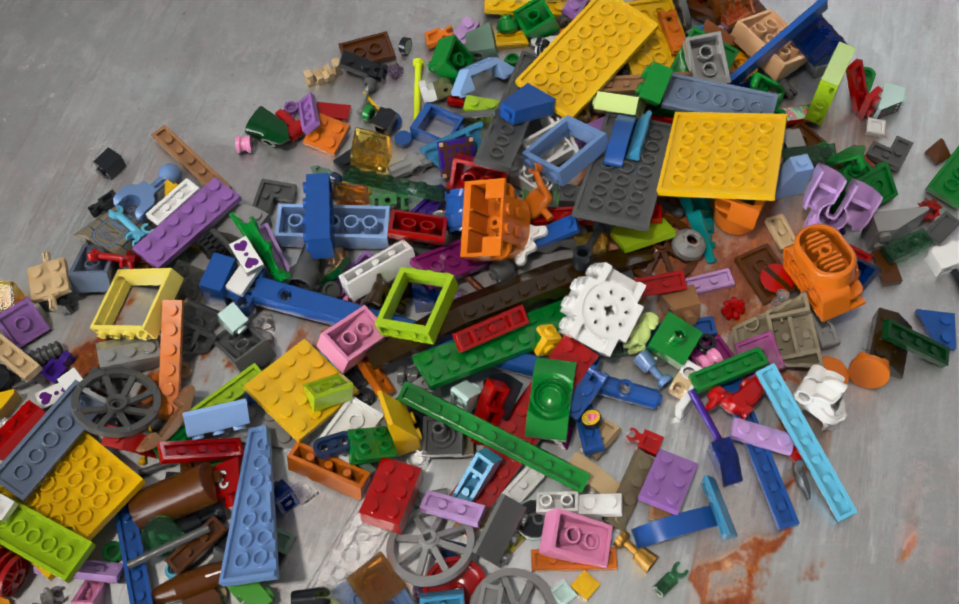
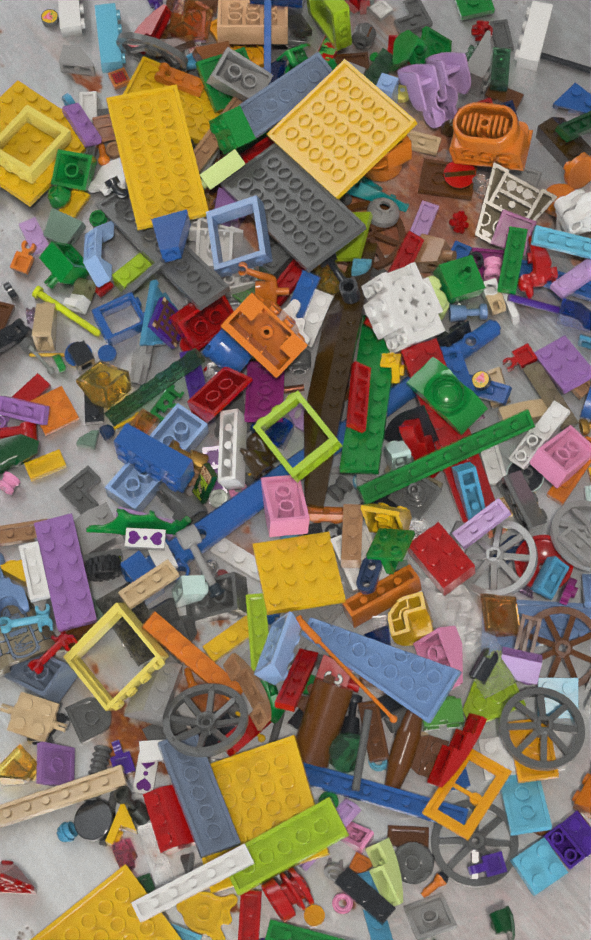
camera: 55 degrees left, 5 degrees up
(14, 404) = (135, 807): none -> pearl dark grey piece
(78, 323) = (89, 719): none -> dark grey tile
(205, 282) = (148, 584): none -> tan plate
(208, 377) = (227, 640): none -> yellow plate
(256, 417) = (317, 639): none -> orange piece
(270, 287) = (189, 539): none -> light grey piece
(278, 159) = (45, 465): none -> yellow tile
(292, 332) = (236, 557): none -> white plate
(300, 556) = (443, 647): none -> bright pink slope
(321, 509) = (410, 619): none -> yellow brick
(328, 391) = (319, 549): lime slope -> none
(348, 247) = (197, 457): none -> pearl gold piece
(357, 408) = (351, 536): none -> medium nougat brick
(390, 83) = (45, 327): none -> tan slope
(548, 254) = (316, 314): none -> white plate
(616, 370) = (455, 333): none -> black hinge
(618, 256) = (360, 266): none -> medium azure tile
(619, 140) = (260, 186): blue slope -> none
(638, 137) = (270, 175): dark azure slope -> none
(800, 79) = (299, 26): none -> clear smoke plate
(838, 129) = (364, 35): none -> dark grey head

